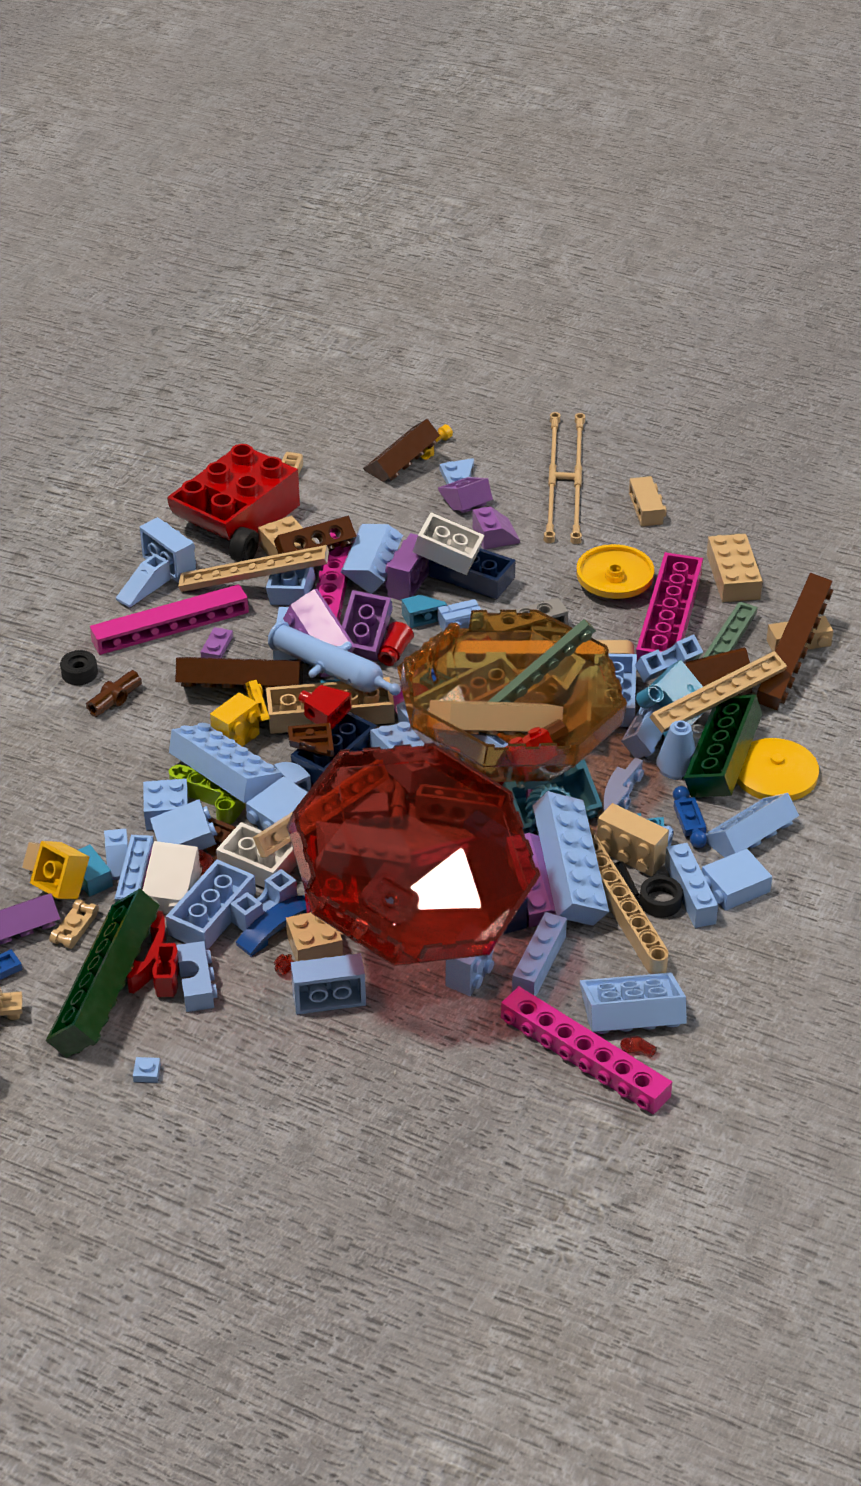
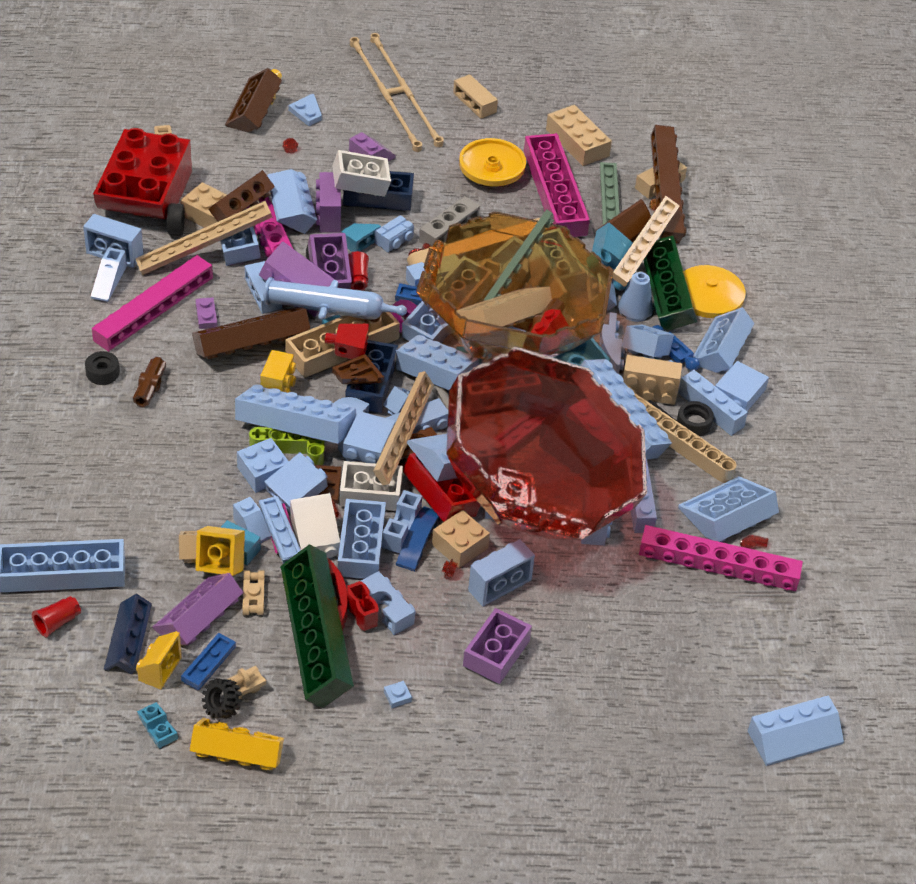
camera: 30 degrees left, 5 degrees up
(255, 693) = (278, 343): yellow wing -> none
(274, 1055) = (497, 645): none -> medium lavender brick
(415, 504) = (290, 145): none -> clear red plate
(467, 493) = (329, 125): medium lavender slope -> none
(543, 1257) = (796, 730): none -> light blue slope
(654, 798) = (647, 341): none -> light blue brick
(655, 663) = (592, 221): light blue arch -> none

